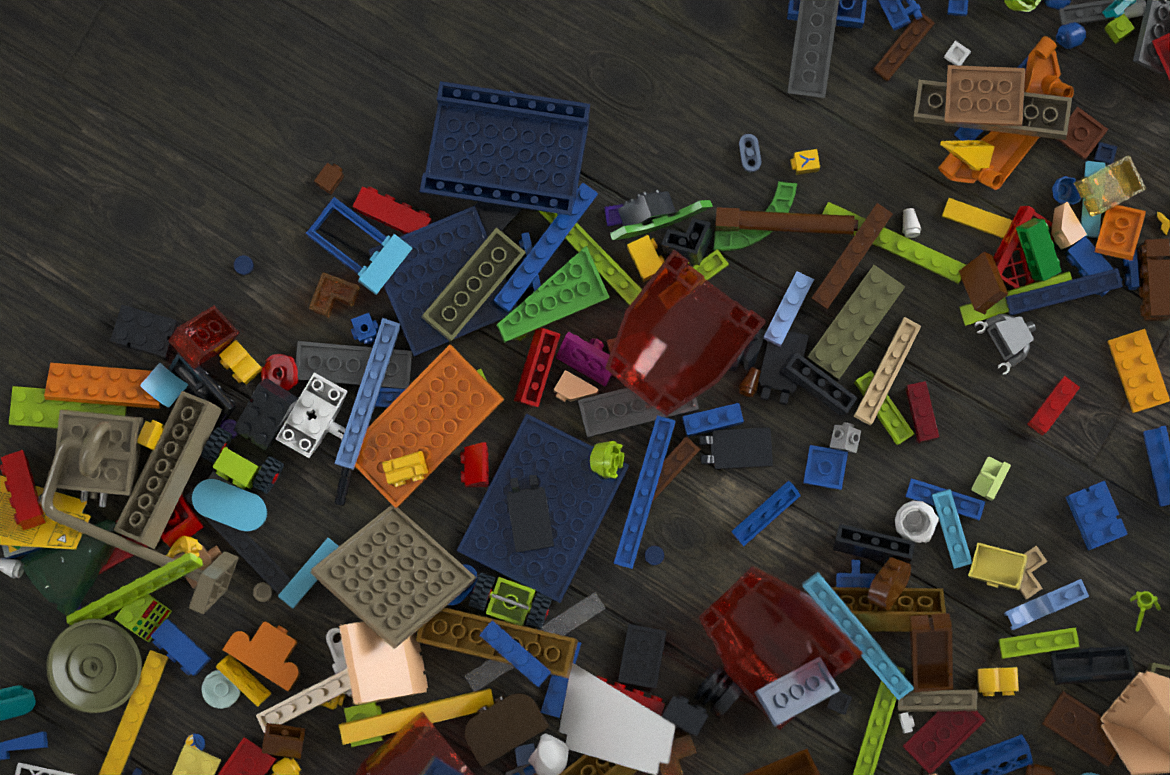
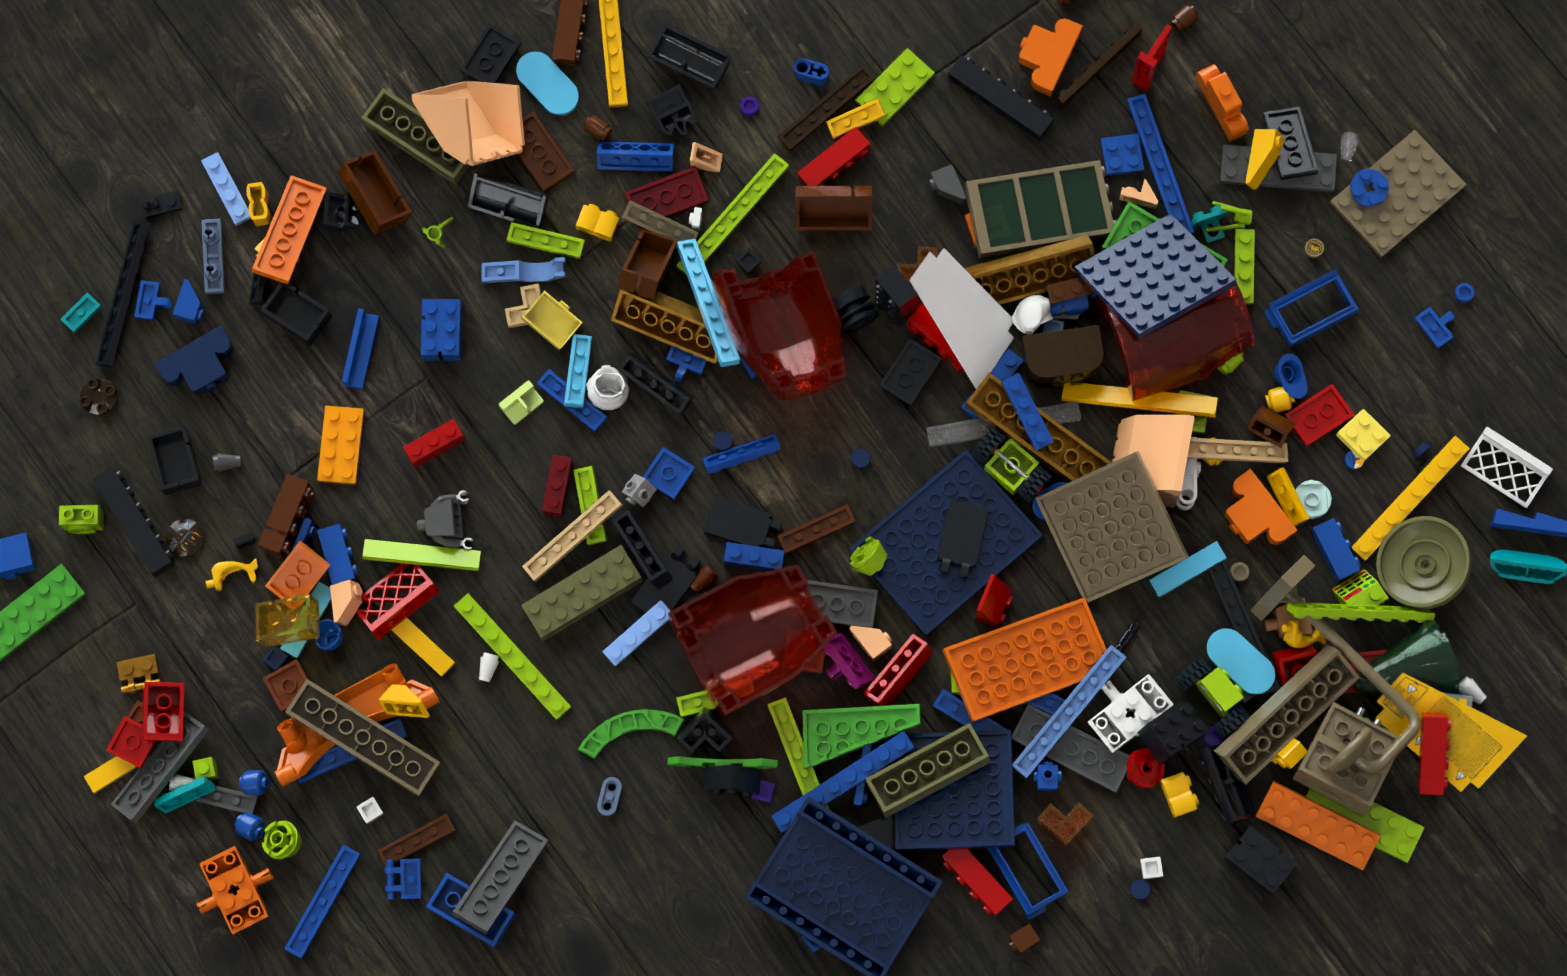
camera: 155 degrees left, 5 degrees down
(163, 385) = (1261, 800): medium azure sticker -> none
(203, 336) = (1205, 827): clear red brick -> none
(240, 287) = (1151, 867): none -> white plate
(384, 263) = (1005, 822): medium azure brick -> none
(405, 468) = (1061, 625): yellow brick -> none
(476, 358) = (956, 709): none -> blue plate
(644, 492) = (847, 513): blue plate -> none
(645, 257) = (751, 736): yellow brick -> none
(734, 220) = (605, 713): reddish brown brick -> none
(789, 519) = (722, 441): none -> dark blue tile
(797, 691) = (784, 276): sand blue plate -> none
(805, 162) = (560, 765): yellow brick -> none
(852, 256) = (557, 654): reddish brown brick -> none
(889, 583) = (658, 339): reddish brown brick -> none
(983, 282) = (447, 577): reddish brown container -> none
(984, 95) = (365, 748): medium nougat plate -> none
(1038, 249) = (381, 588): green brick -> none
(1063, 291) = (376, 540): dark blue tile -> none

